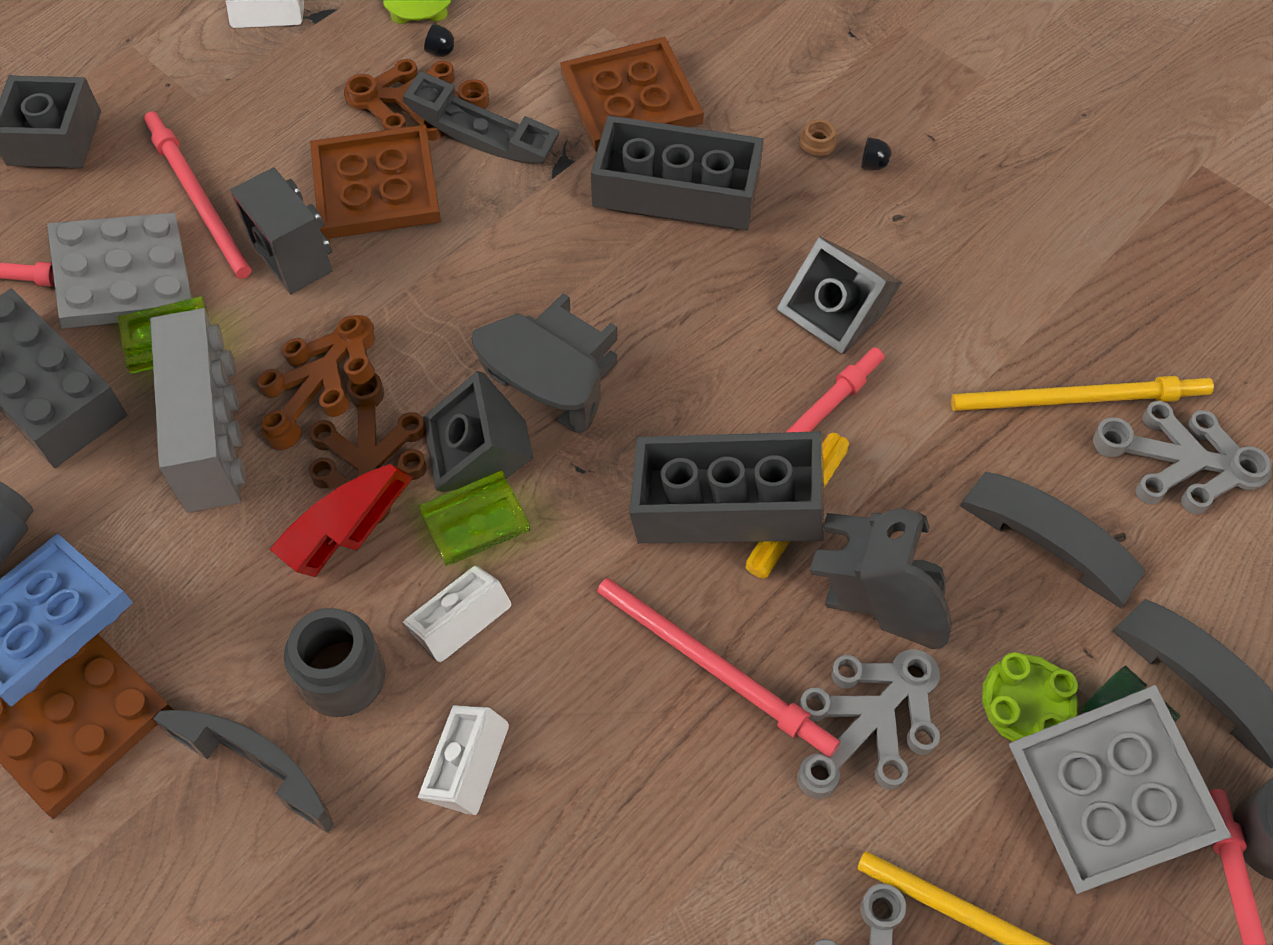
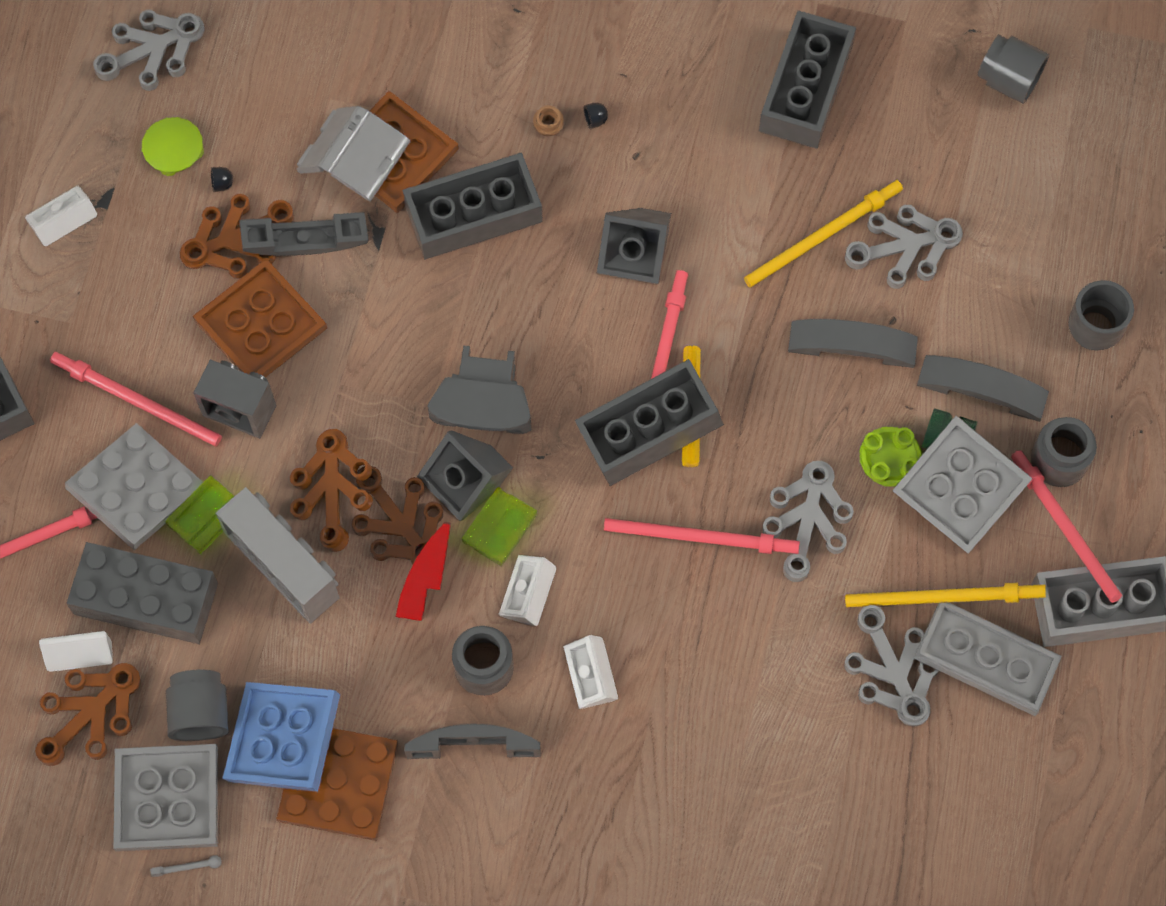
camera: 30 degrees left, 10 degrees up
(593, 72) = (355, 150): none -> light grey piece
(883, 579) = (768, 432): dark grey piece -> none
(1149, 221) = (807, 79): none -> dark grey brick

